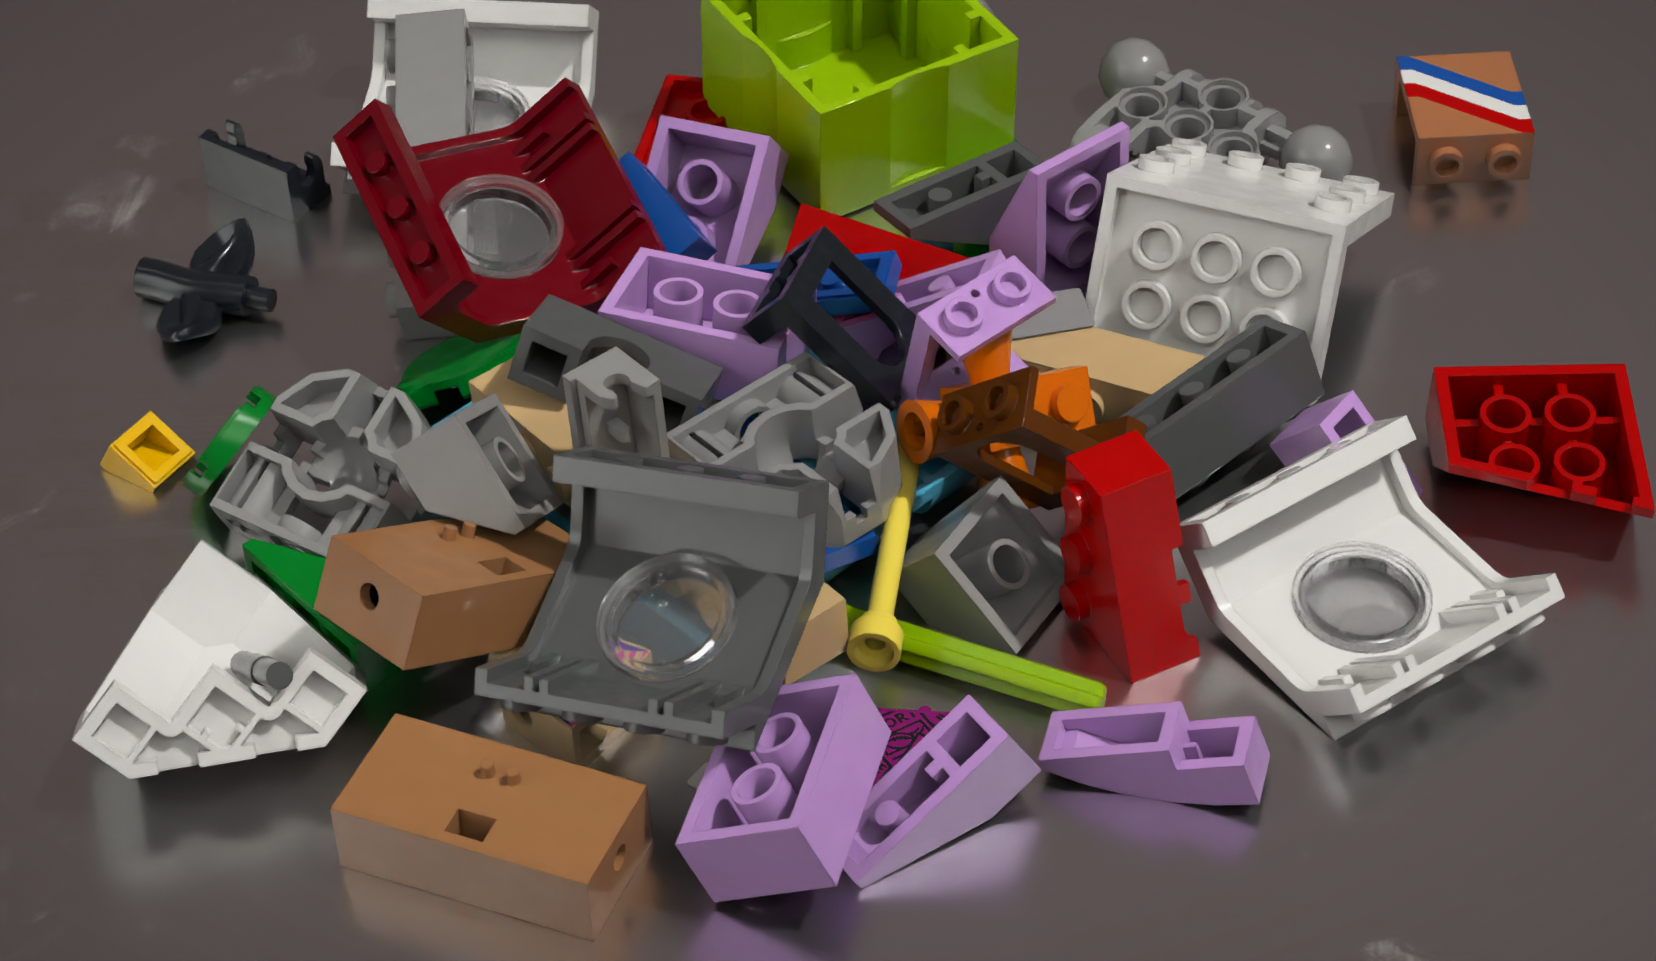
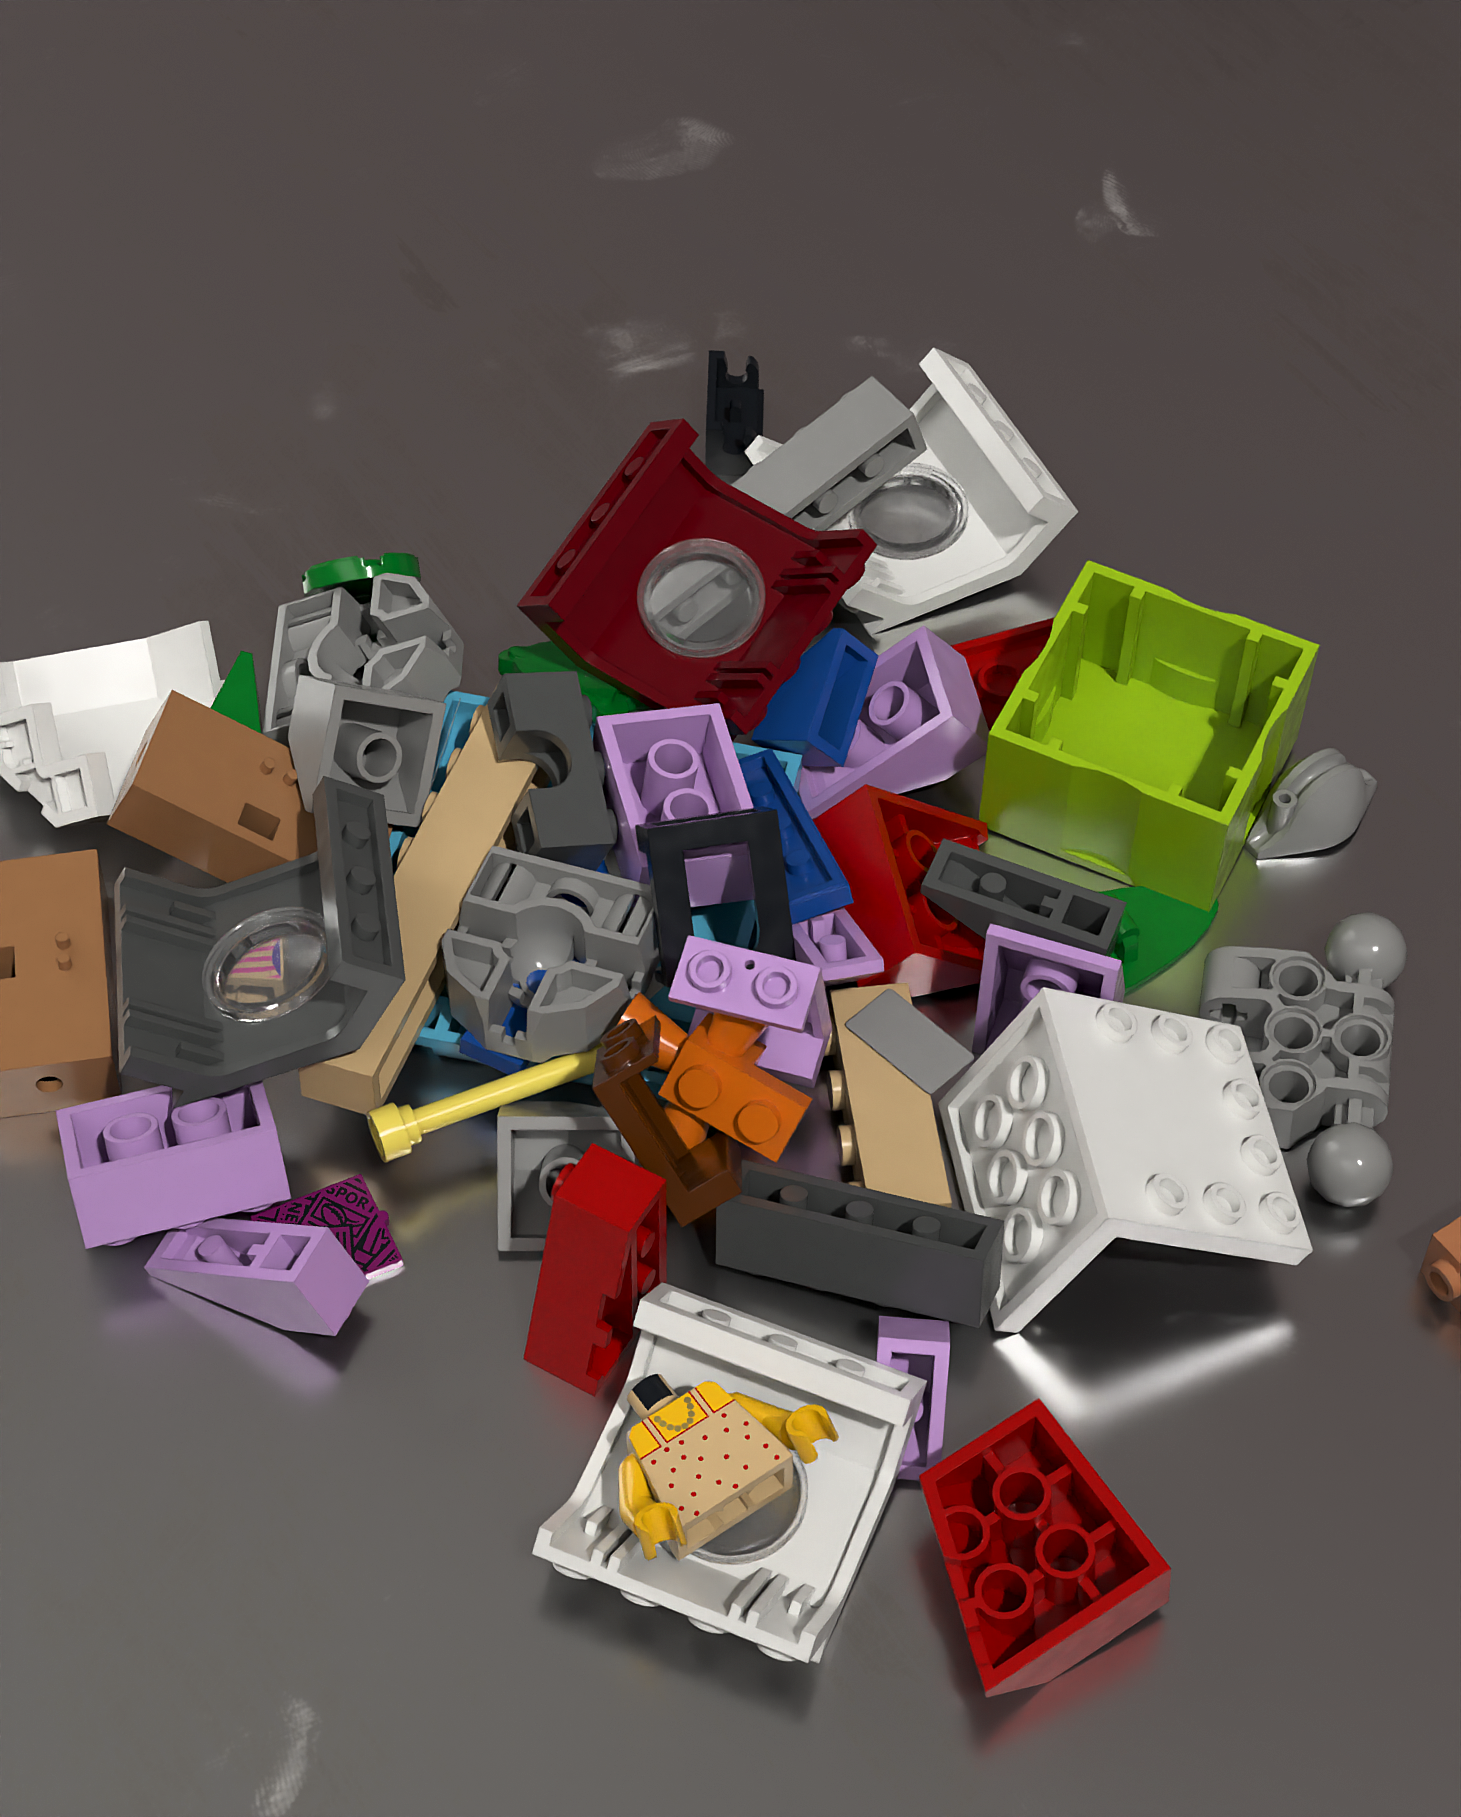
camera: 55 degrees right, 10 degrees up
(147, 453) = (349, 534): yellow slope -> none
(210, 286) = (560, 462): black plant -> none
(261, 669) = (95, 739): dark grey piece -> none
(616, 405) = (442, 799): light grey hinge -> none
(994, 669) = (456, 1215): lime axle -> none
(1158, 753) = (418, 1420): lavender slope -> none
(1353, 572) = (707, 1461): none -> torso

